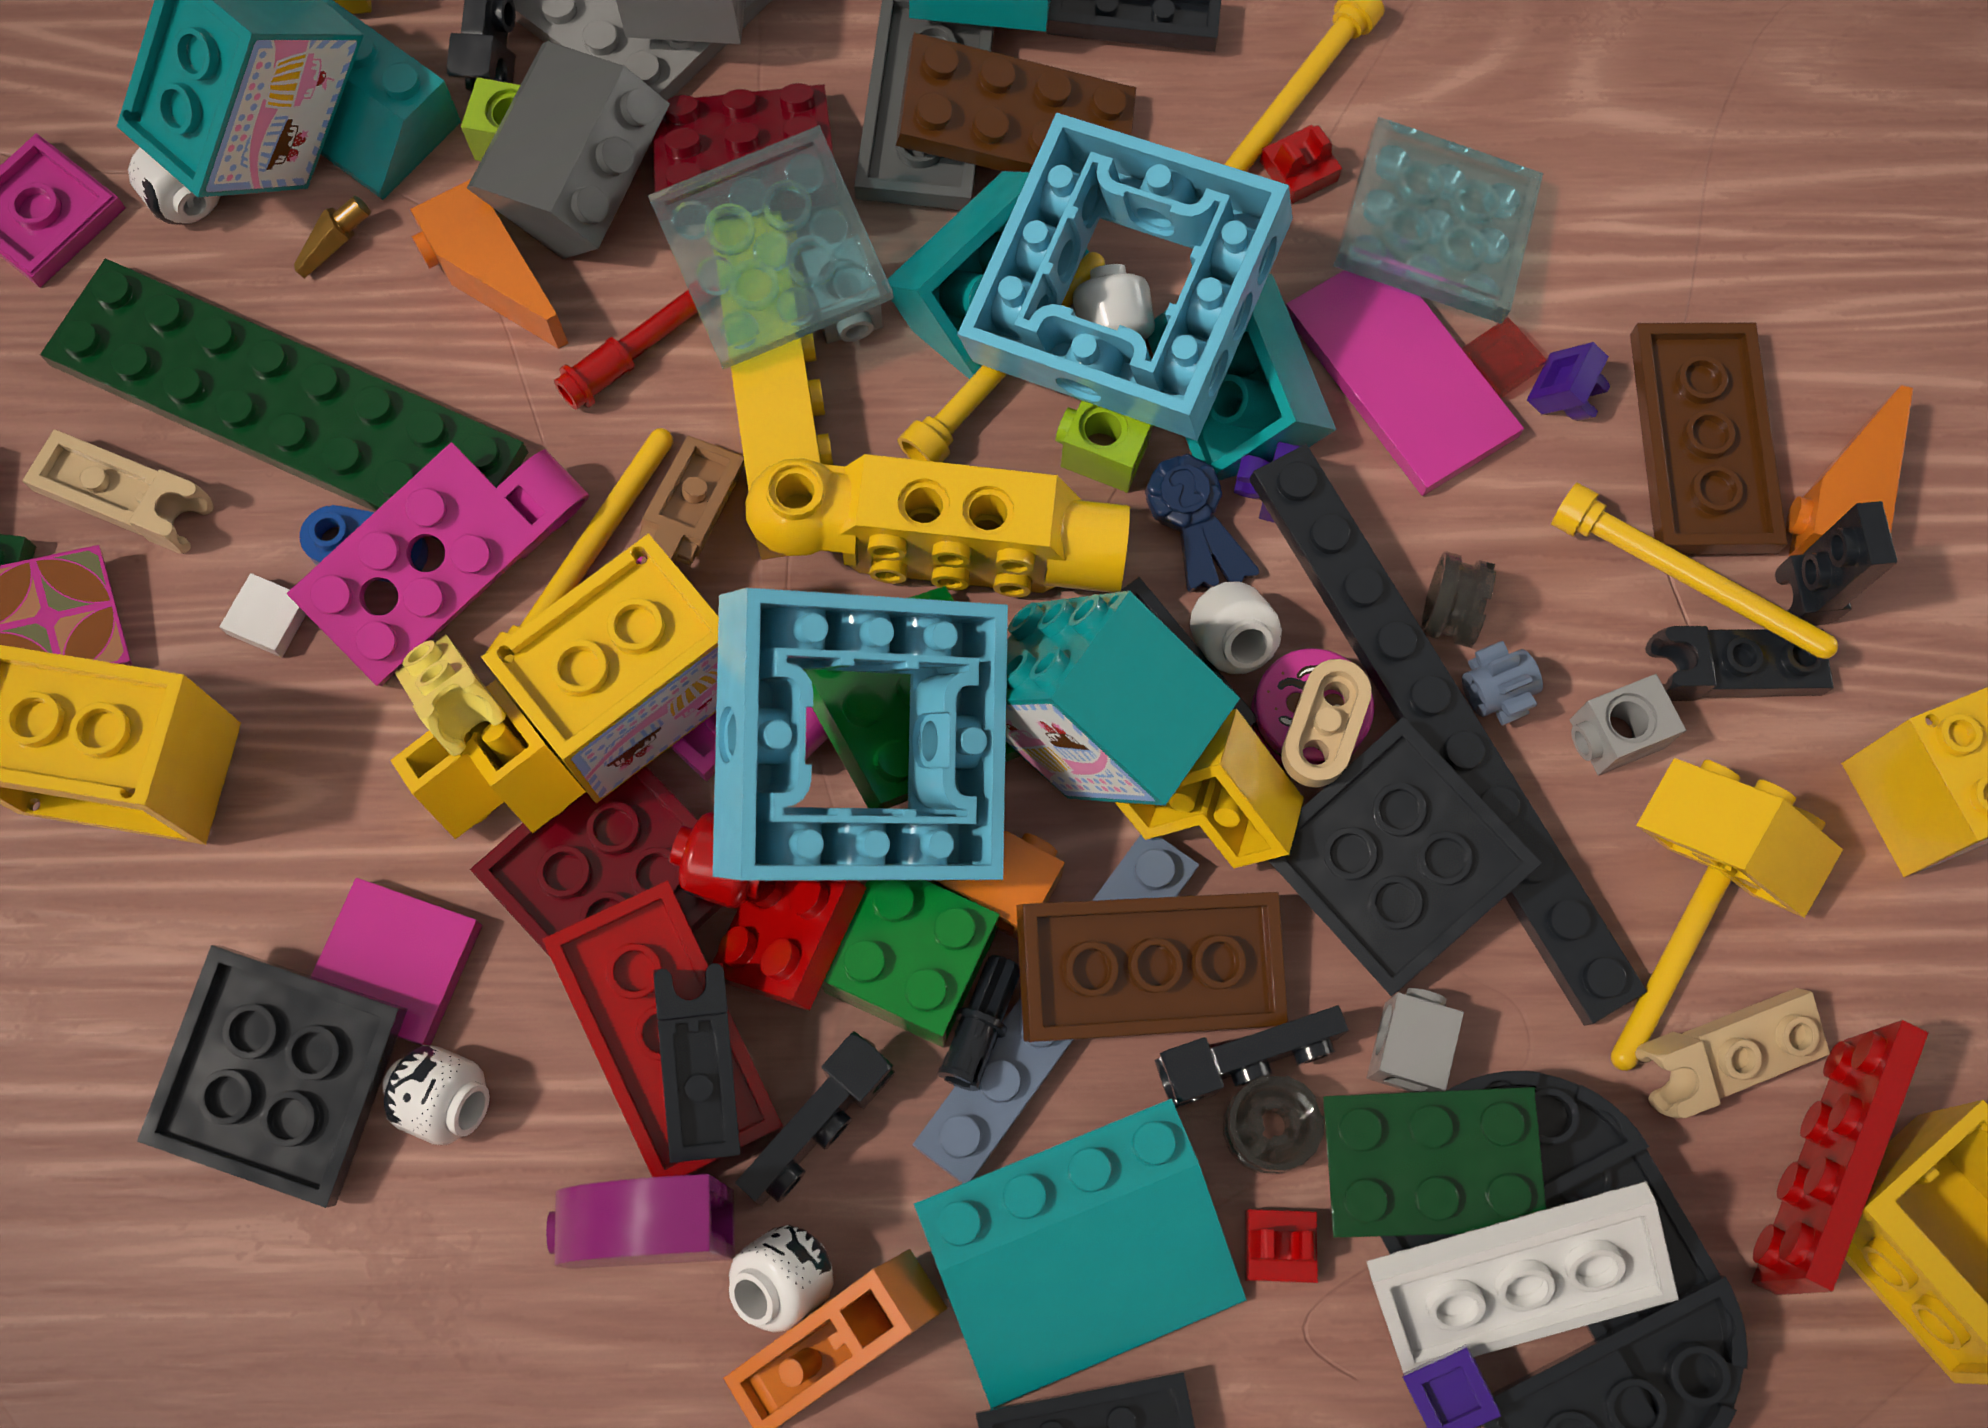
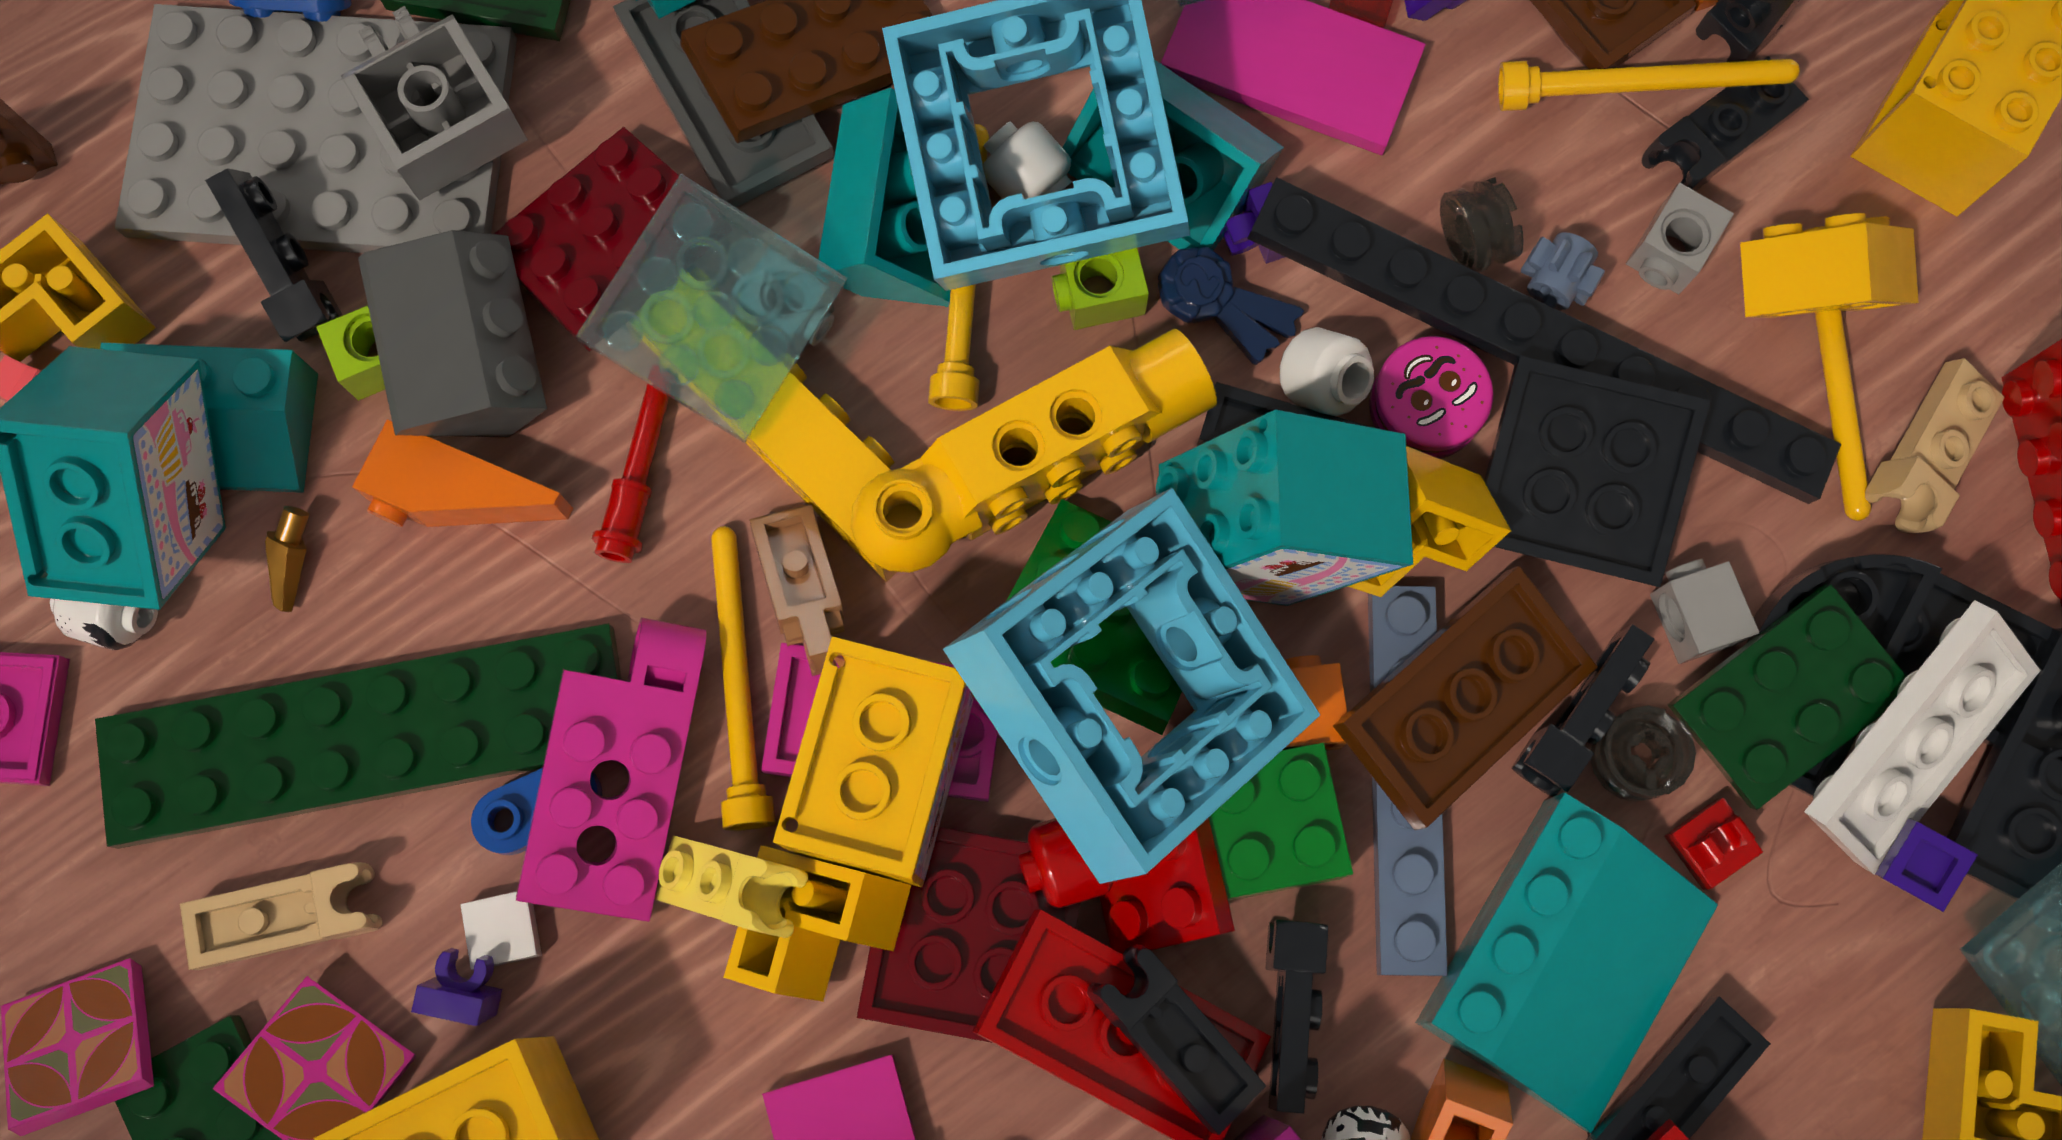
camera: 35 degrees left, 5 degrees up
(192, 639) = (455, 997): none -> dark purple tile
(980, 1024) = (1368, 839): black axle -> none
(1326, 726) = (1467, 404): tan plate -> none

